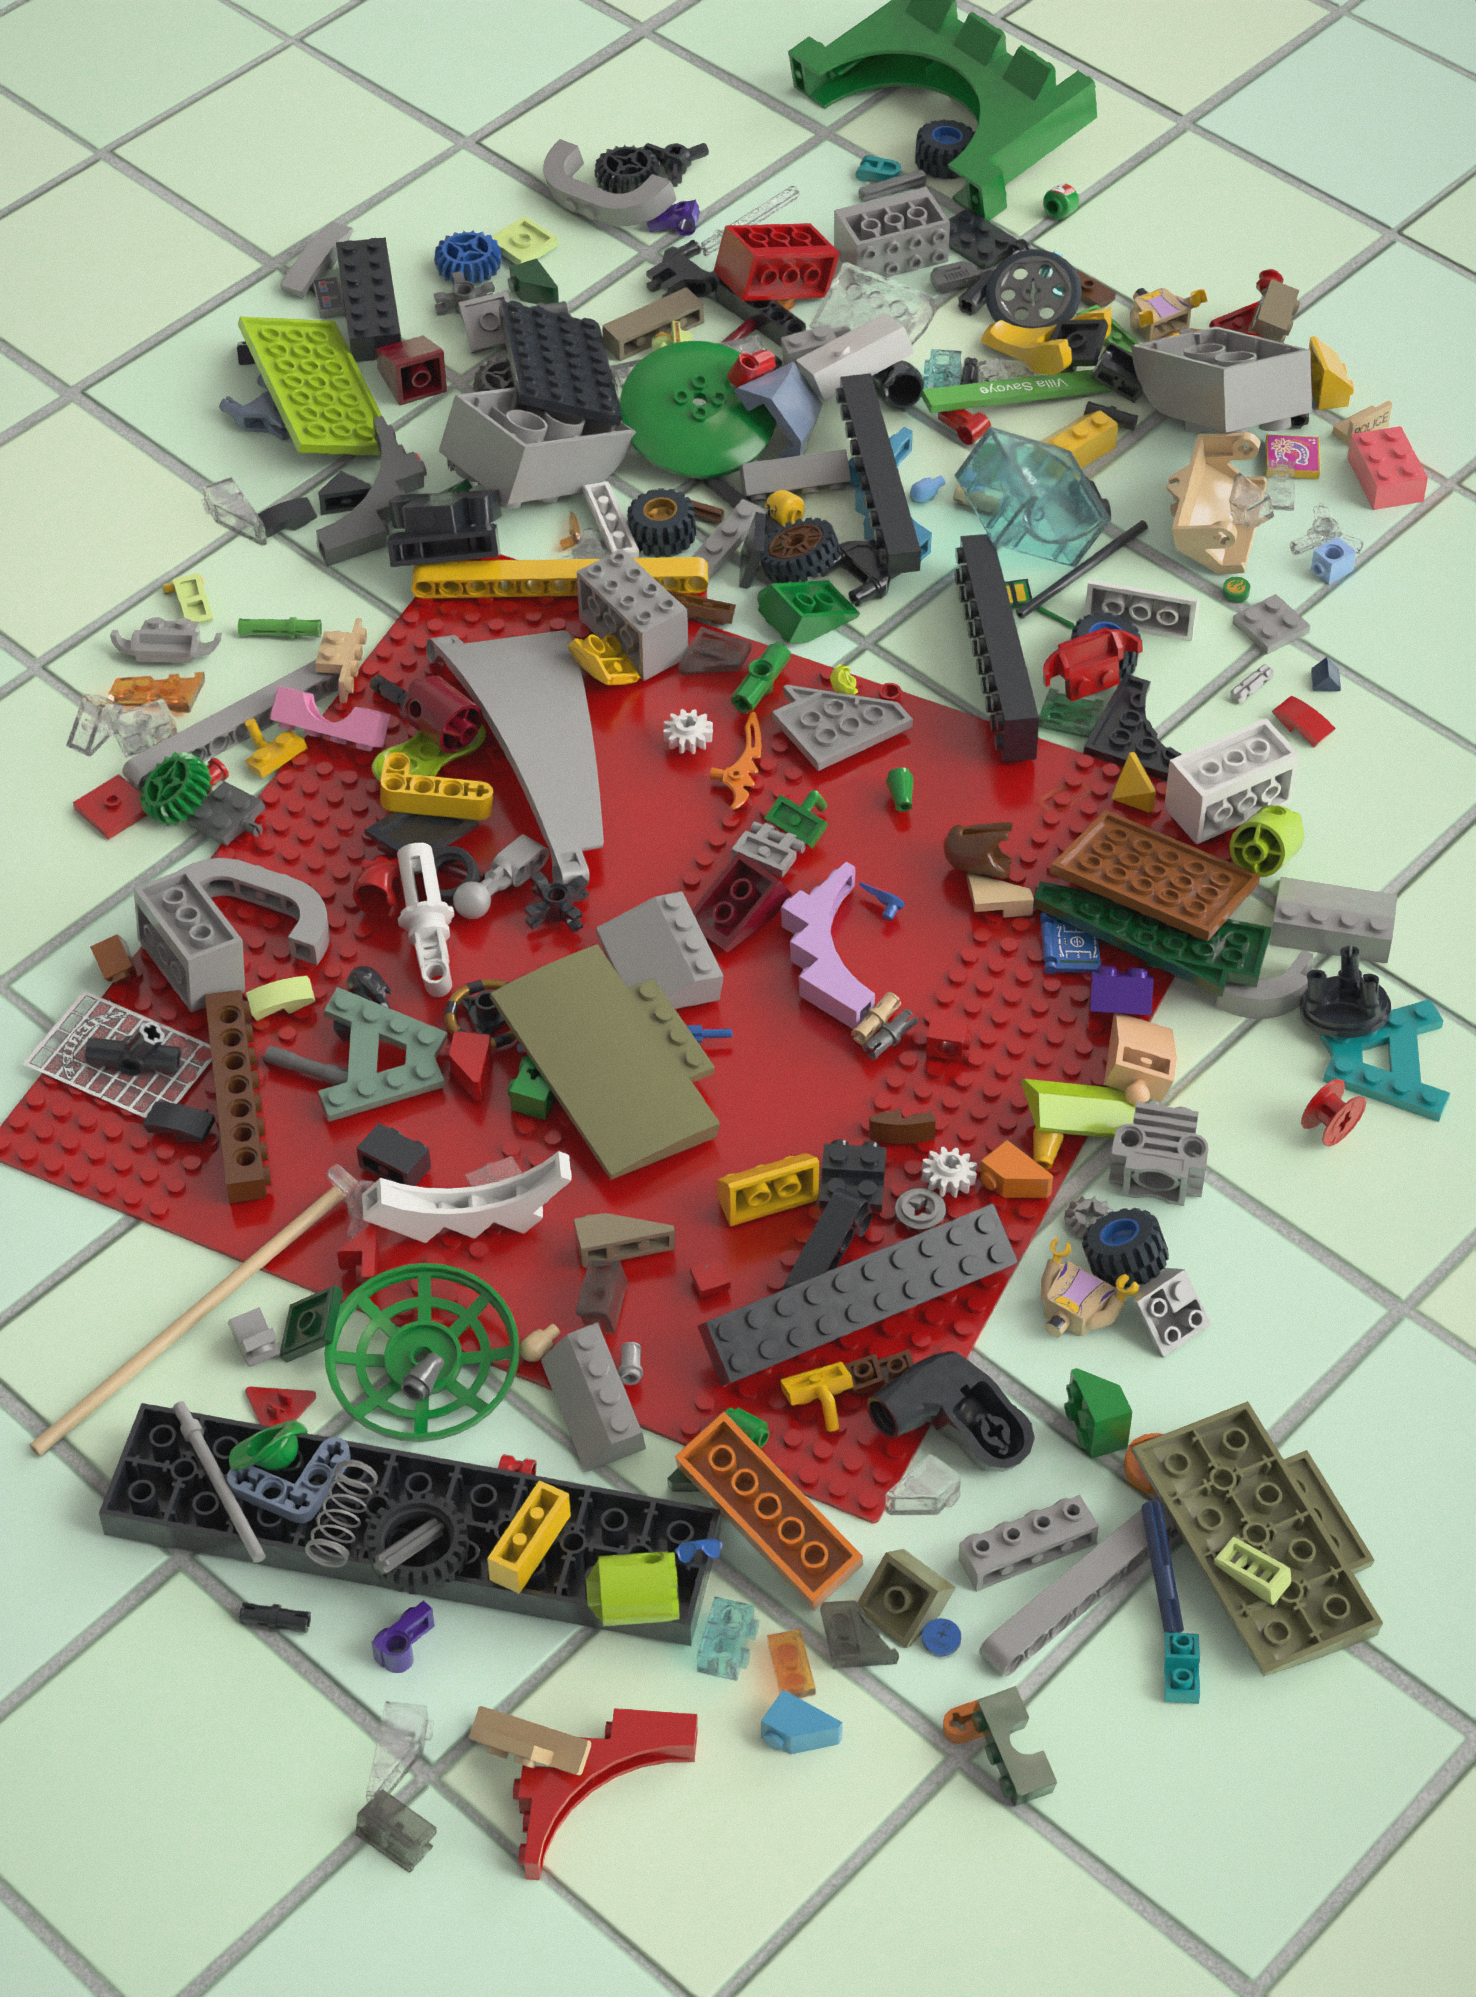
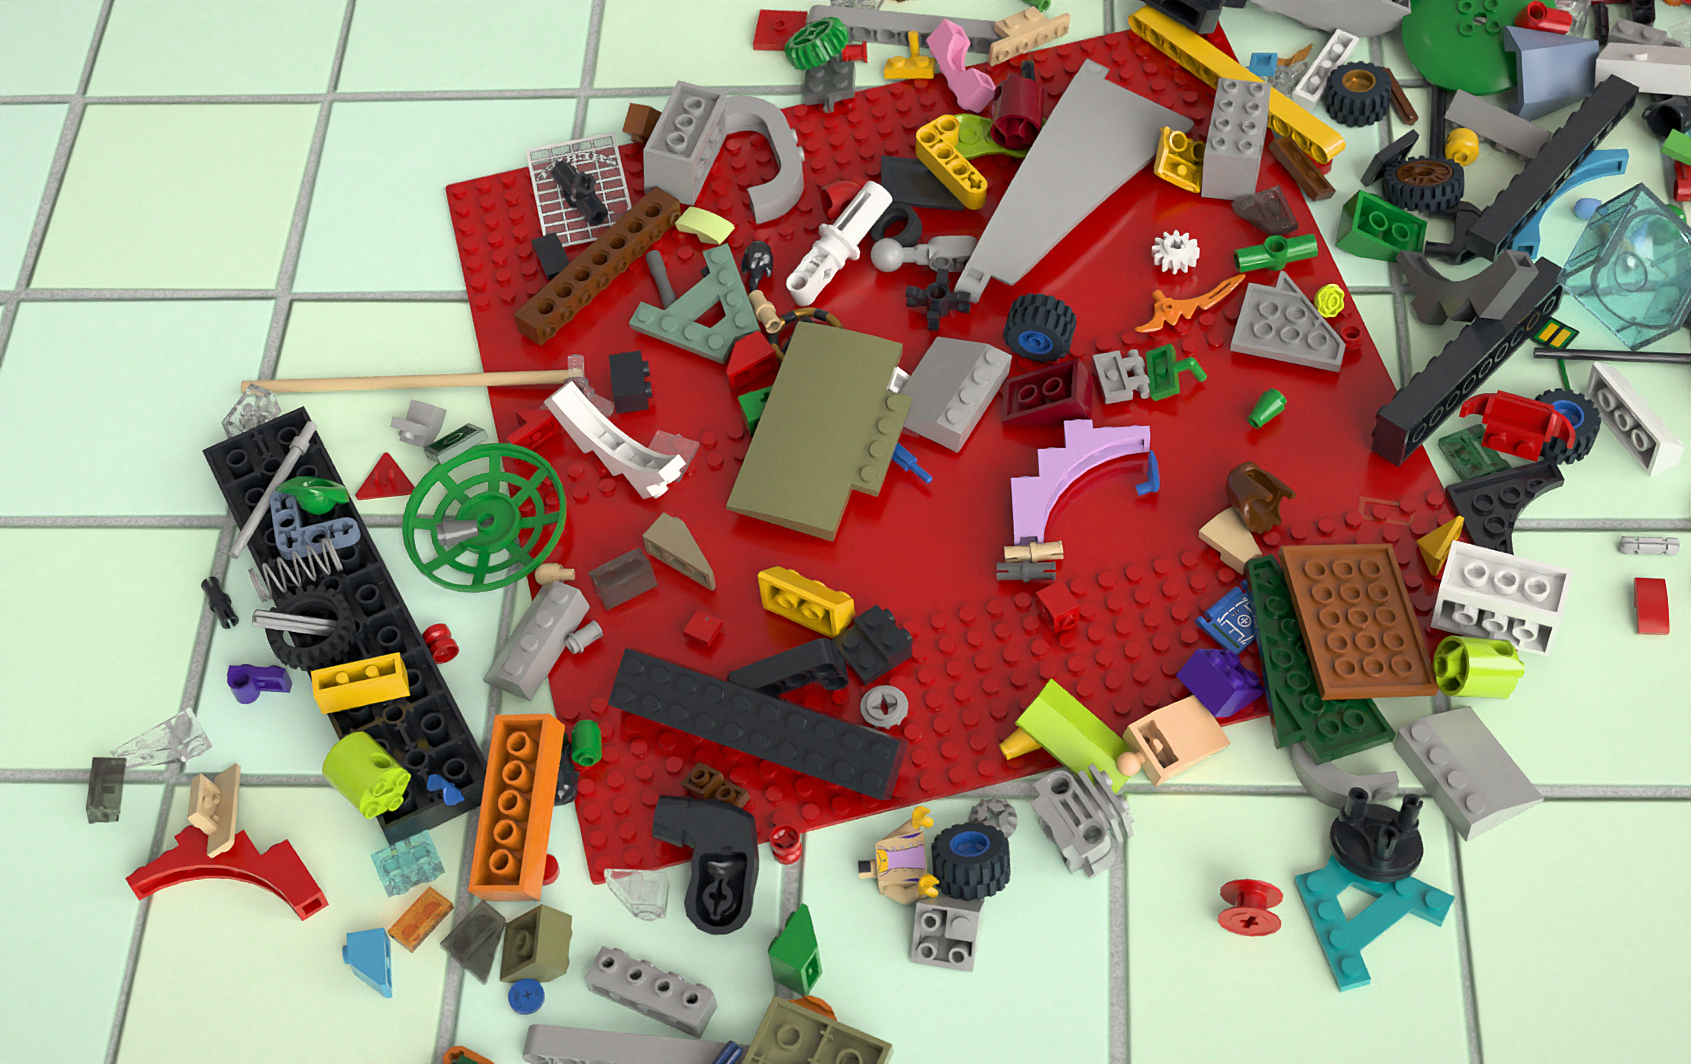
camera: 55 degrees right, 5 degrees up
(90, 1456) = (251, 410): none -> clear brick
(435, 1017) = (764, 311): none -> tan pin
(569, 547) = (1263, 64): none -> dark azure tile
(675, 855) = (1040, 327): none -> black wheel
(728, 536) = (1374, 140): light grey plate -> none
(820, 1384) = (662, 757): yellow plate -> none
(892, 1128) = (939, 635): reddish brown slope -> none
(915, 621) = (1484, 294): none -> dark grey arch
(949, 1172) = (932, 698): white gear -> none
(982, 1355) = (783, 837): none -> red wheel
(1014, 1174) = (971, 738): orange slope -> none

